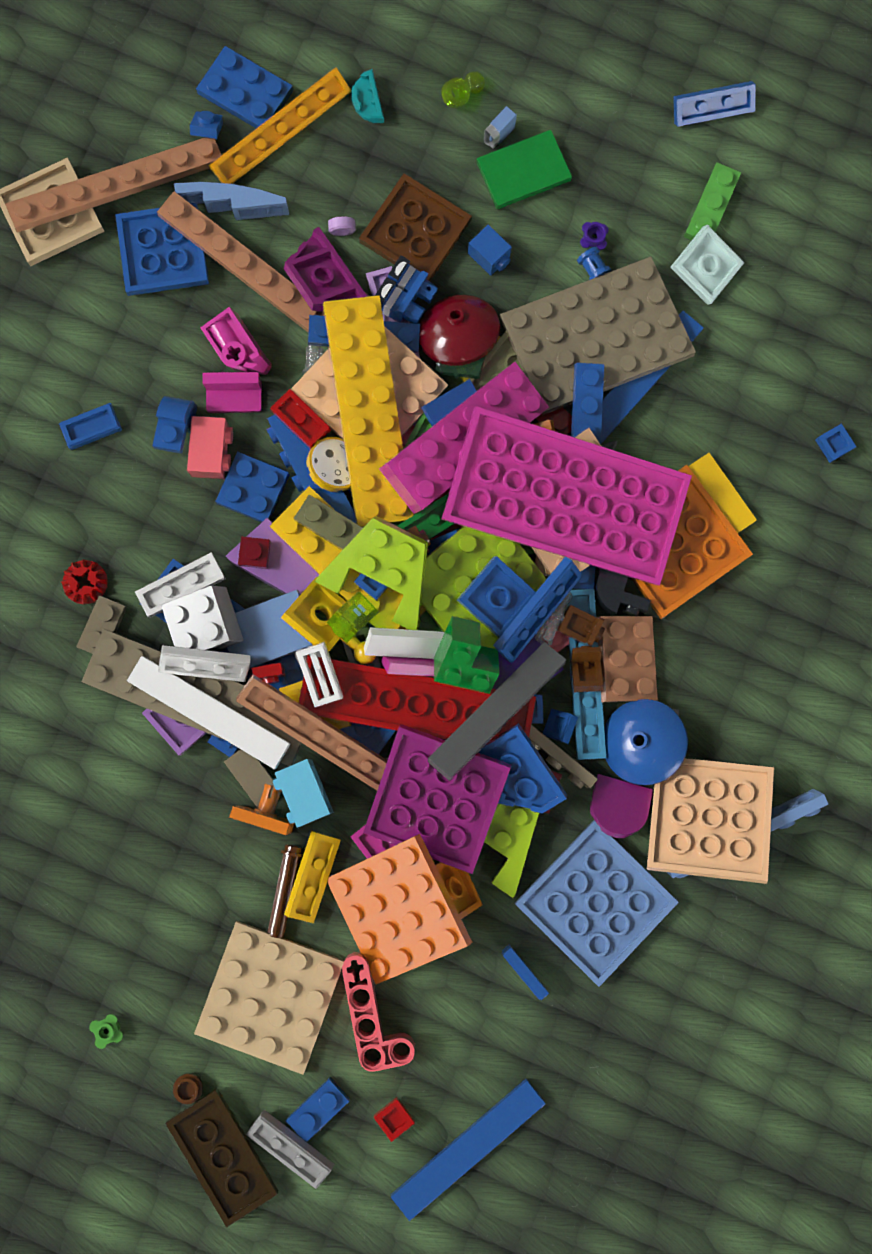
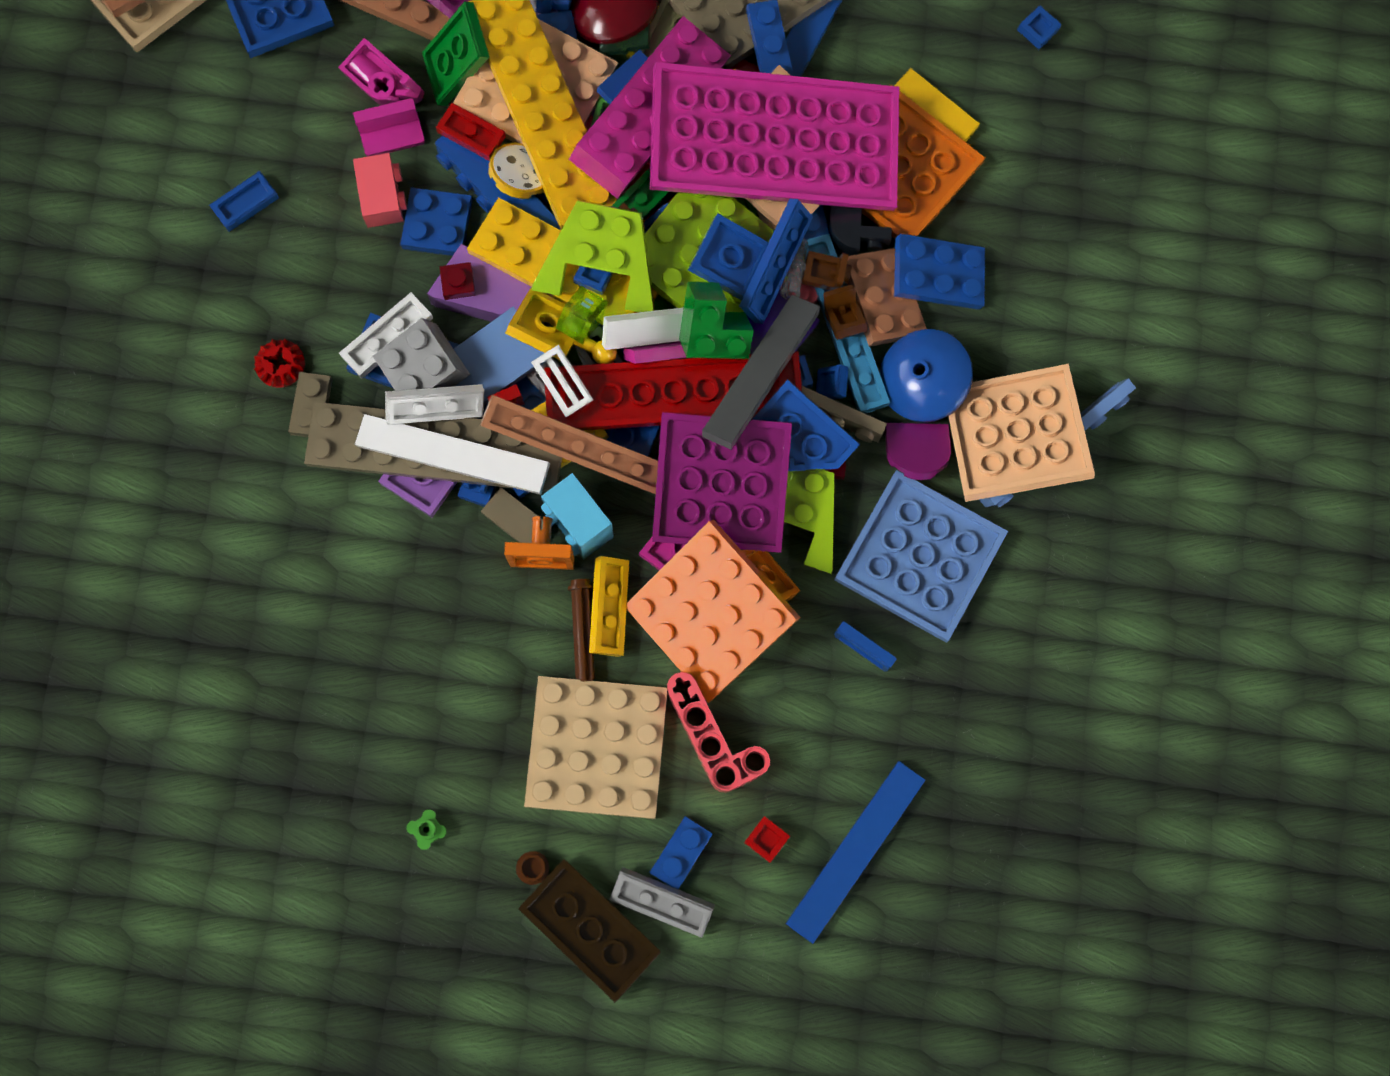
camera: 15 degrees left, 5 degrees down
(173, 423) = (335, 173): blue brick -> none
(305, 342) = (455, 53): none -> green tile
(327, 522) = (526, 227): olive plate -> none
(682, 649) = (939, 271): none -> blue plate

